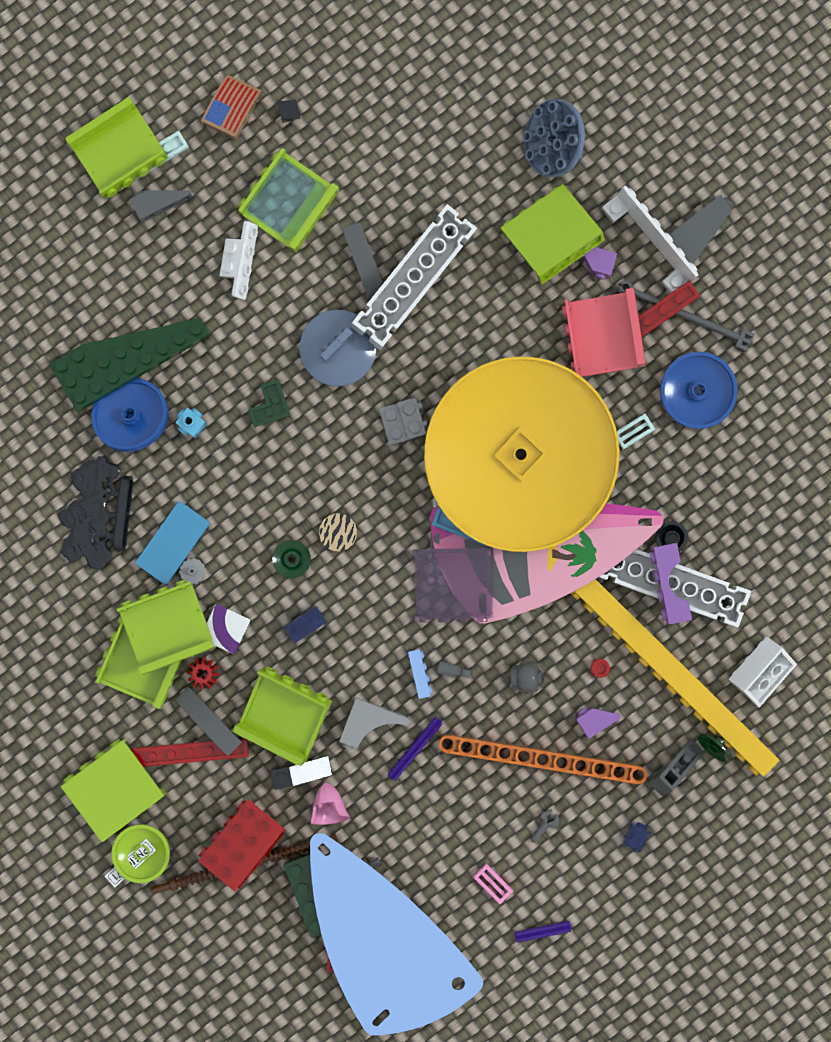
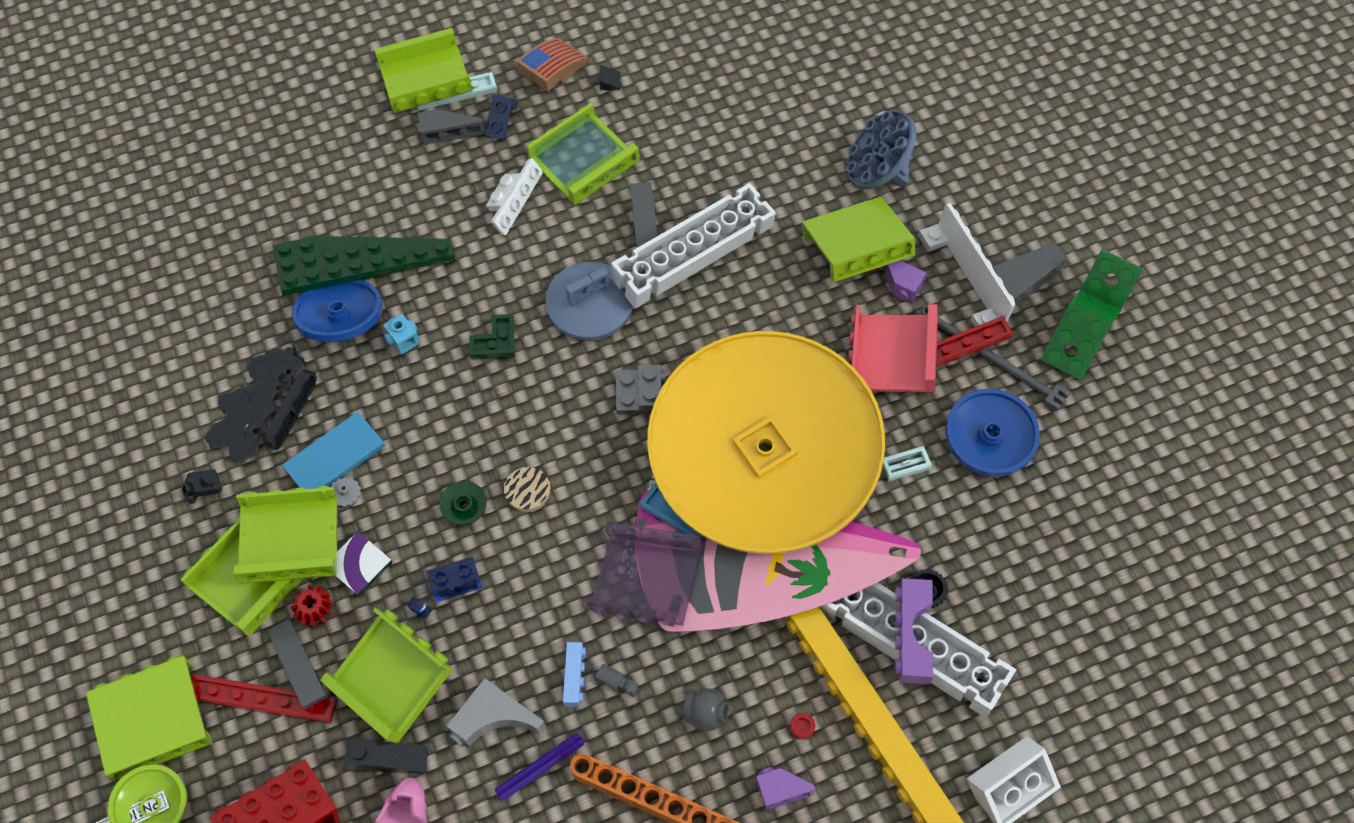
camera: 15 degrees right, 25 degrees down
(76, 597) = (201, 484): none -> black bracket
(202, 177) = (499, 116): none -> dark blue bracket
(286, 653) = (419, 607): none -> clear blue tile
(762, 261) = (1091, 314): none -> green bracket

